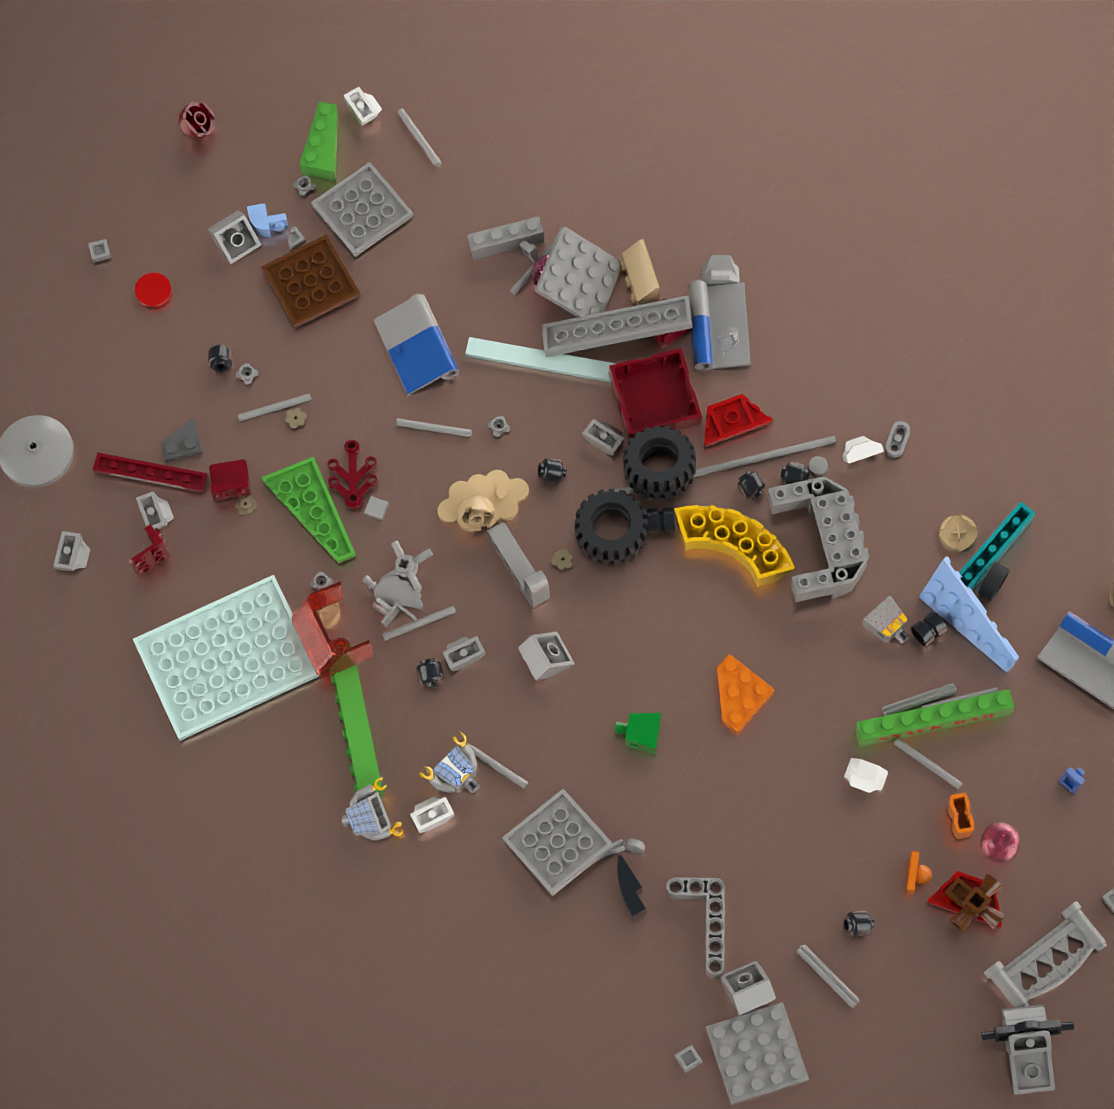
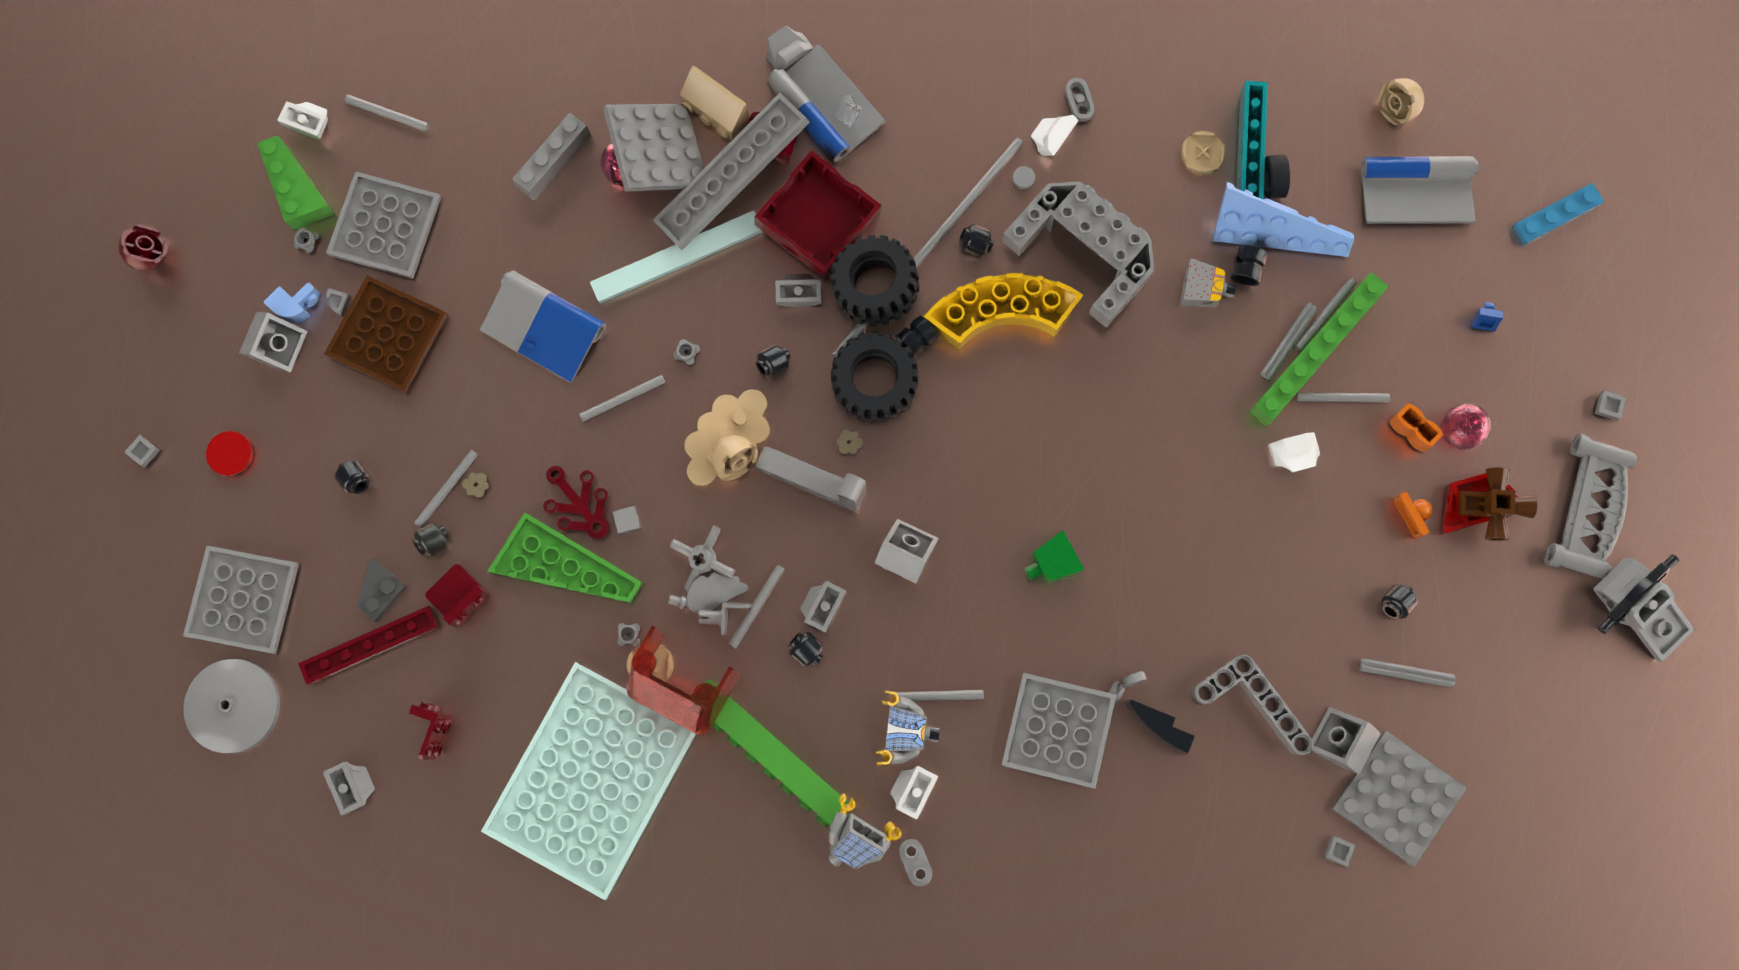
camera: 35 degrees left, 10 degrees up
(91, 387) = (241, 599): none -> light grey plate
(154, 510) = (403, 682): light grey slope -> none
(240, 432) = (430, 539): none -> pearl dark grey head
(244, 509) = (493, 615): dark tan plant -> none
(247, 368) = (387, 468): light grey plate -> none
(397, 860) = (915, 862): none -> light grey plate
(525, 278) = (600, 182): light grey bar -> none
(529, 250) = (586, 153): light grey plate -> none
(732, 419) = (908, 188): red wing -> none
(740, 693) = (1117, 454): orange plate -> none
(794, 472) = (1010, 201): black head -> none

